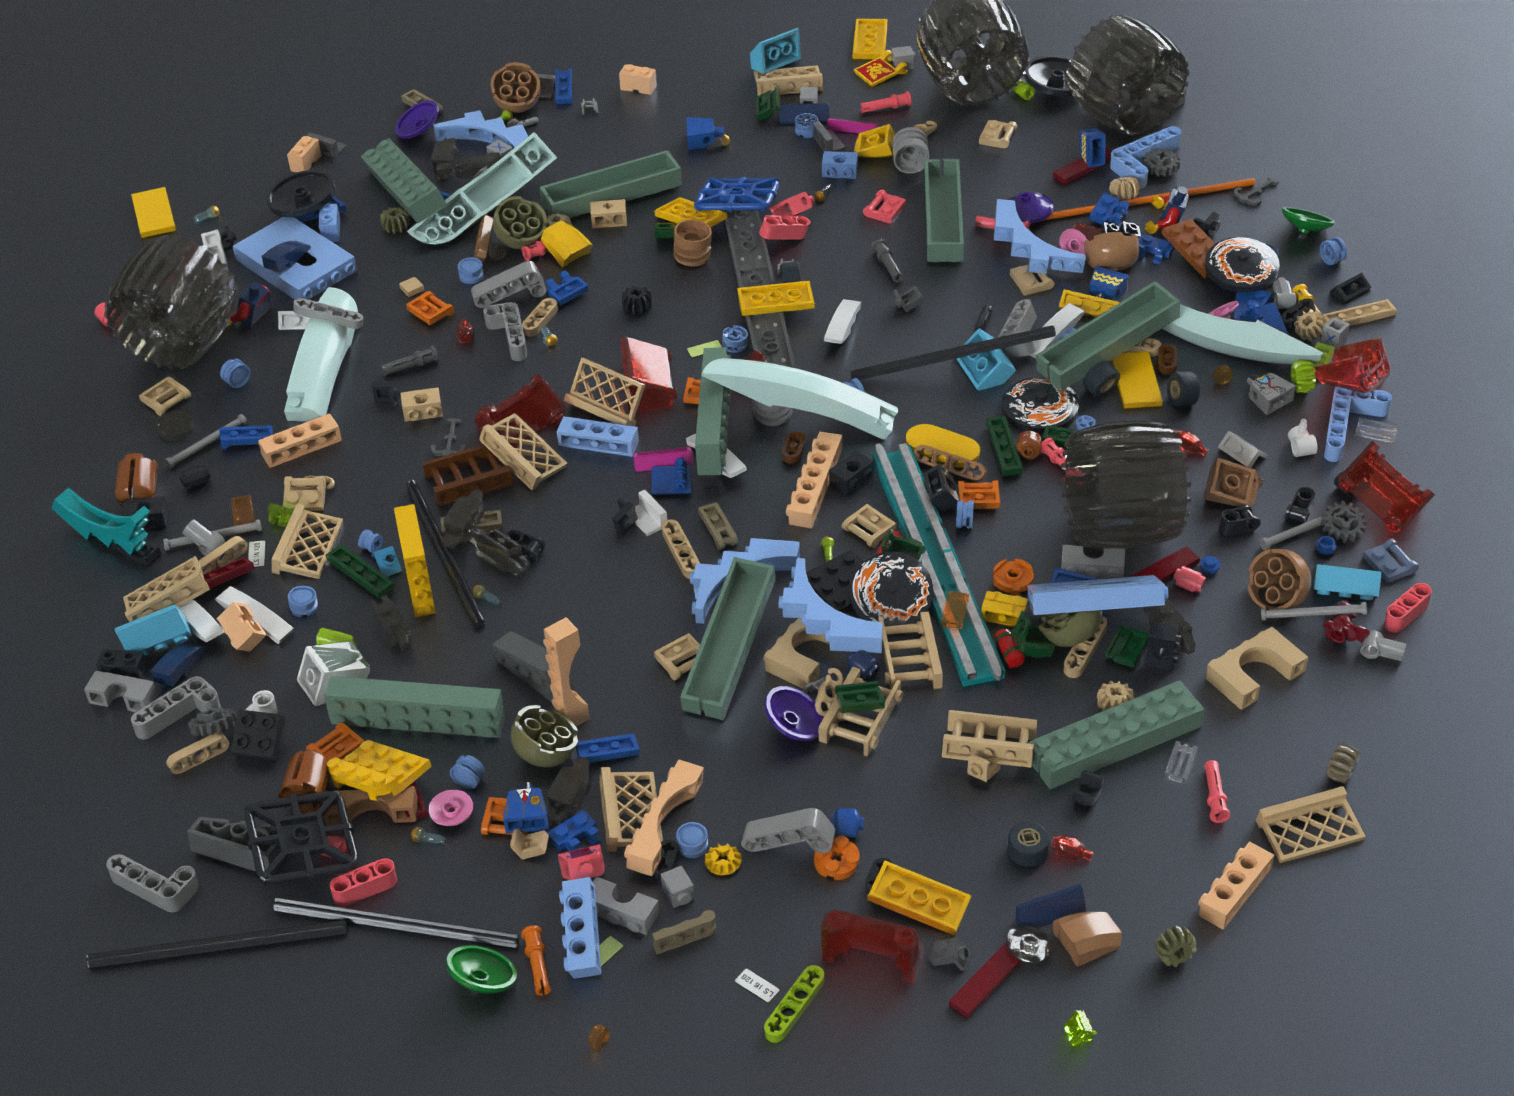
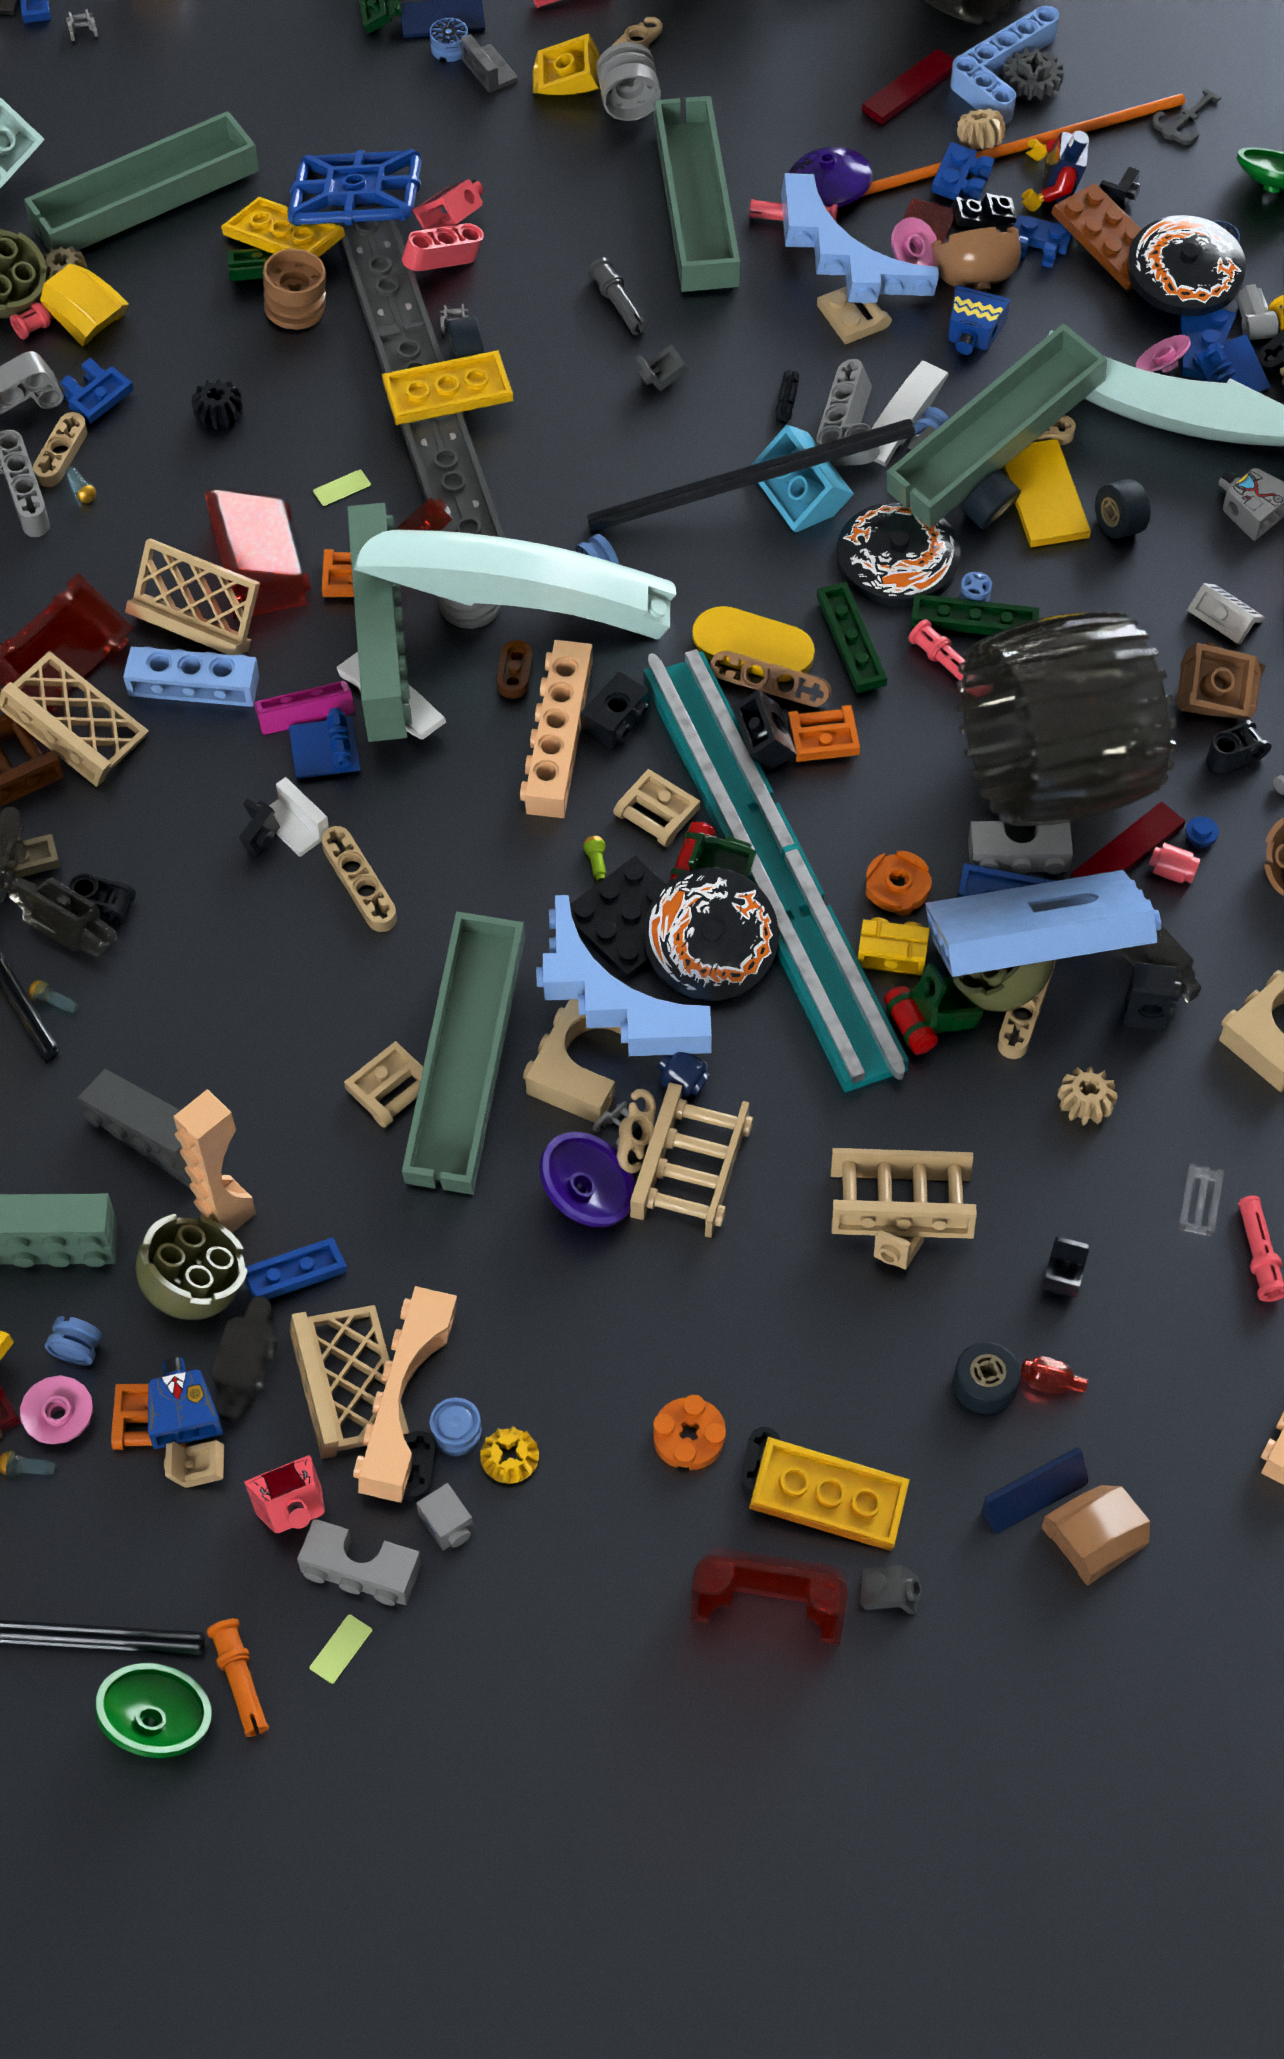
camera: 10 degrees left, 15 degrees up
(572, 830) = (259, 1427): blue plate -> none
(588, 962) = (326, 1672): light blue brick -> none
(599, 1037) = (359, 1807): clear orange tile -> none
(608, 213) = (145, 238): tan brick -> none
(685, 932) = (468, 1599): dark tan plate -> none
(701, 132) = (278, 66): blue torso -> none
(710, 578) = (489, 886): light blue arch -> none
(718, 525) = (412, 829): dark tan plate -> none
(724, 140) = (315, 79): clear smoke piece -> none
(736, 338) = (390, 466): medium blue wheel -> none
(757, 985) = (595, 1677): white sticker -> none
(790, 828) = (609, 1401): light grey beam -> none
(794, 1003) = (659, 1706): lime beam -> none
(820, 195) = (491, 175): piece -> none
(839, 164) = (514, 114): medium blue brick -> none
(842, 321) = (561, 421): white slope -> none
(847, 822) = (697, 1371): blue head -> none
(850, 126) = (523, 35): dark pink slope -> none
(859, 697) = (689, 1141): dark green plate -> none
(888, 211) = (607, 194): coral plate -> none
(929, 657) = (777, 1020): tan fence -> none
(955, 610) = (818, 960): clear orange tile -> none
(964, 514) = (807, 775): medium blue wheel -> none
(984, 982) = (954, 1626): dark red tile -> none
(993, 131) = (754, 32): tan plate -> none
(1029, 445) = (891, 633): dark orange head -> none
(1029, 945) = (1011, 1560): clear smoke tile -> none
(1079, 1028) = (1106, 1702): clear neon green tile -> none
(1090, 304) = (959, 358): yellow plate -> none
(1092, 146) = (922, 55): blue torso -> none
(1116, 734) = (1097, 1162): sand green piece -> none
(1127, 646) = (1092, 996): dark green plate -> none
(1167, 358) = (1088, 456): reddish brown plate -> none
(1175, 945) = (1237, 1541): olive gear -> none
(1191, 443) = (1144, 606): clear red plant -> none
(1223, 374) = (1180, 474): clear orange tile -> none

